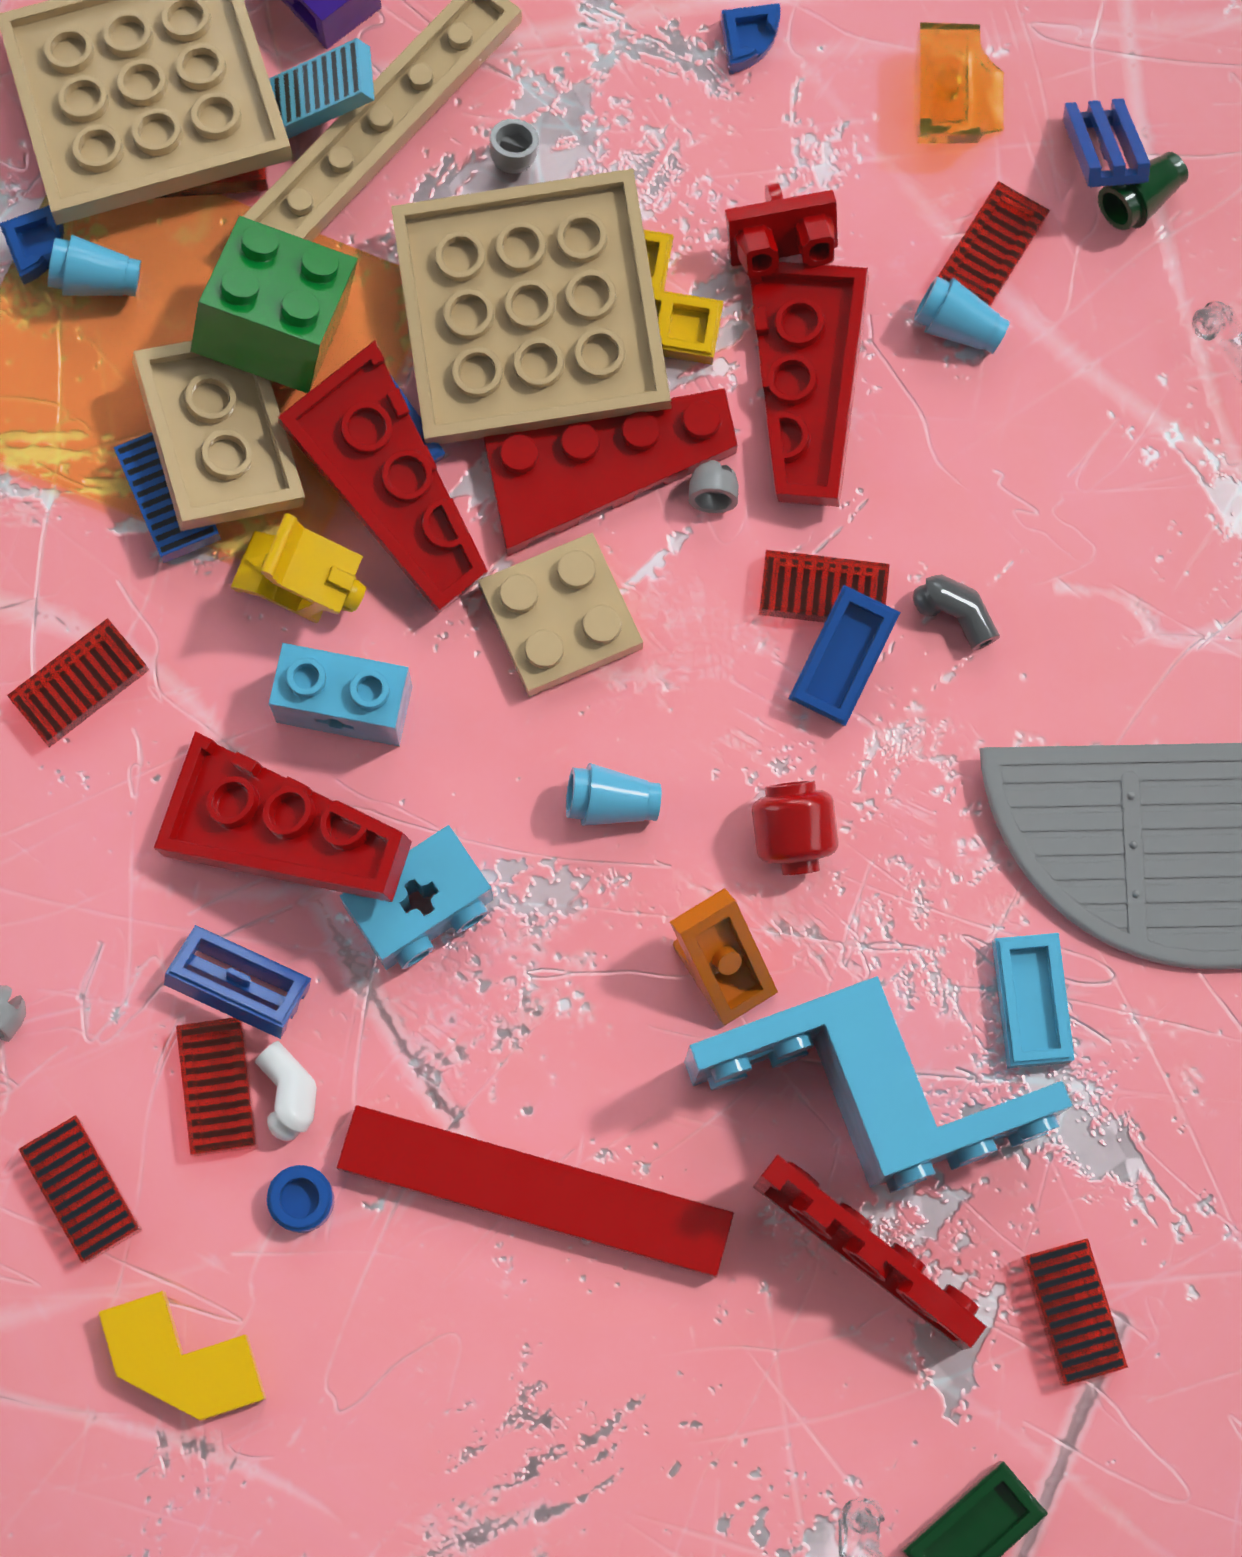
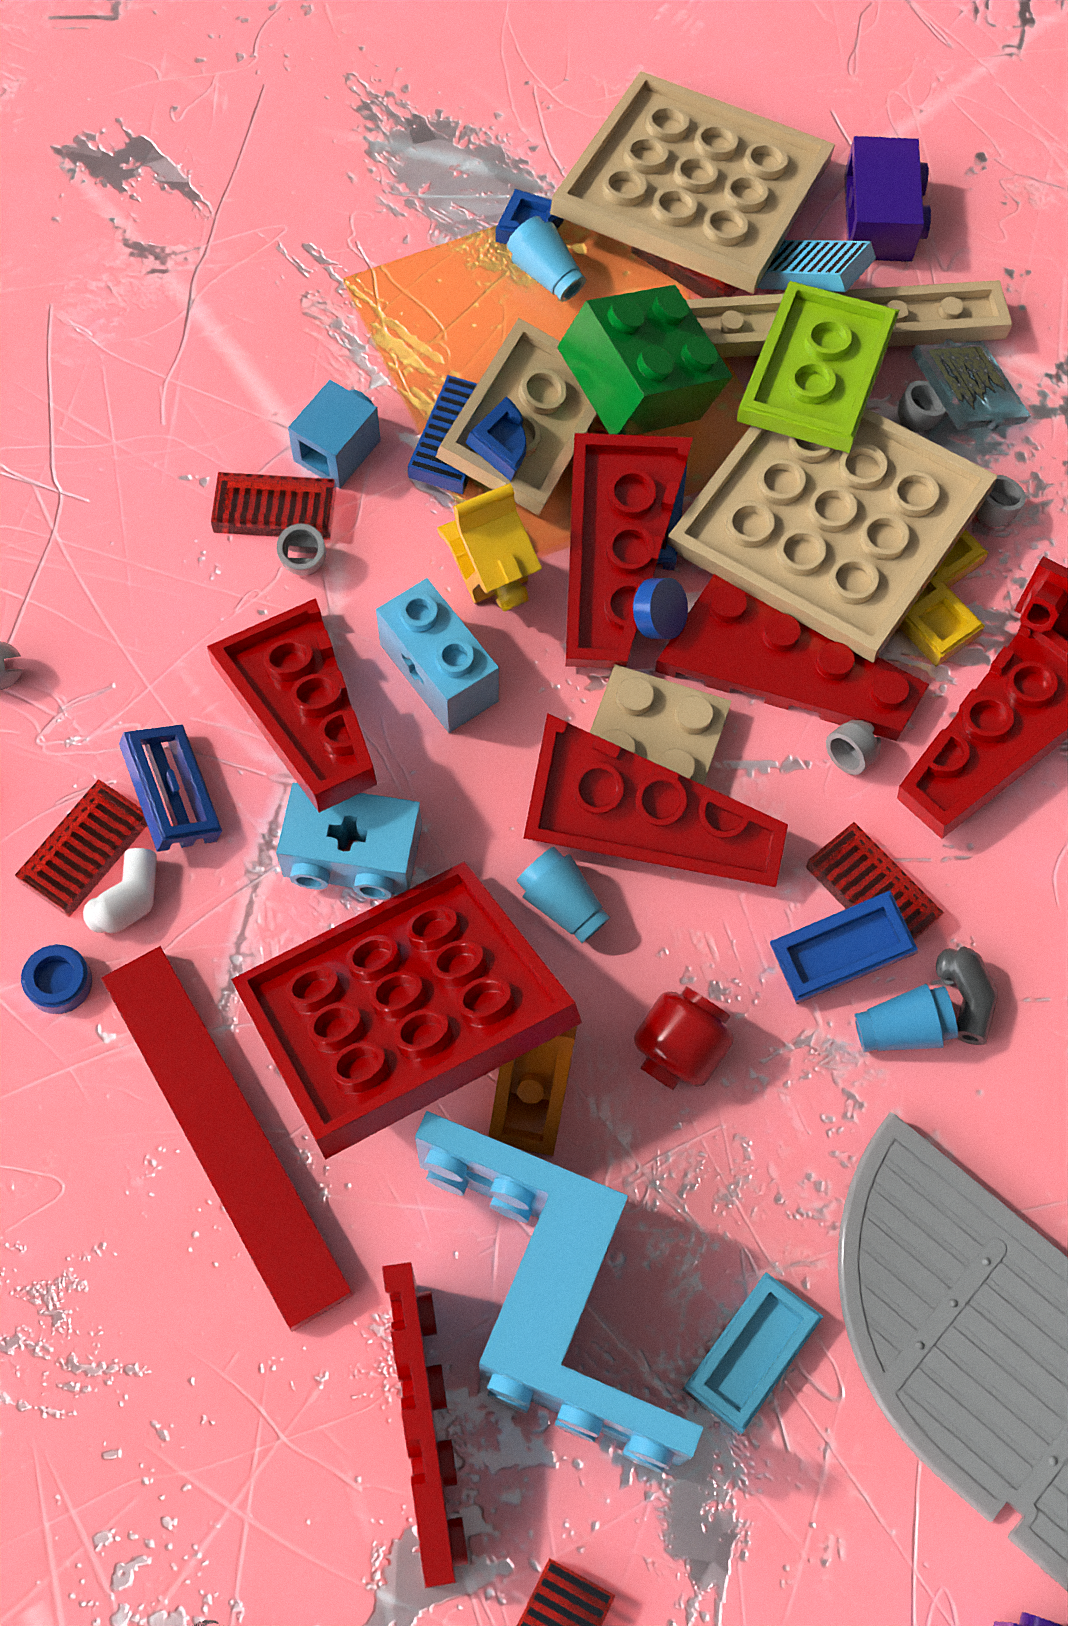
camera: 45 degrees right, 10 degrees down
(71, 577) = (335, 432): none -> dark azure brick
(138, 689) = (301, 539): none -> light grey hinge
(225, 472) = (501, 438): none -> blue tile
(411, 186) = (818, 366): none -> lime tile
(475, 505) = (660, 608): none -> blue tile
(533, 93) = (970, 385): none -> clear light blue piece
(587, 986) = (402, 1007): none -> red plate
(603, 684) = (630, 808): none -> red wing
(650, 178) = (1002, 503): none -> light grey hinge
(936, 670) = (908, 1021): none -> dark azure cone

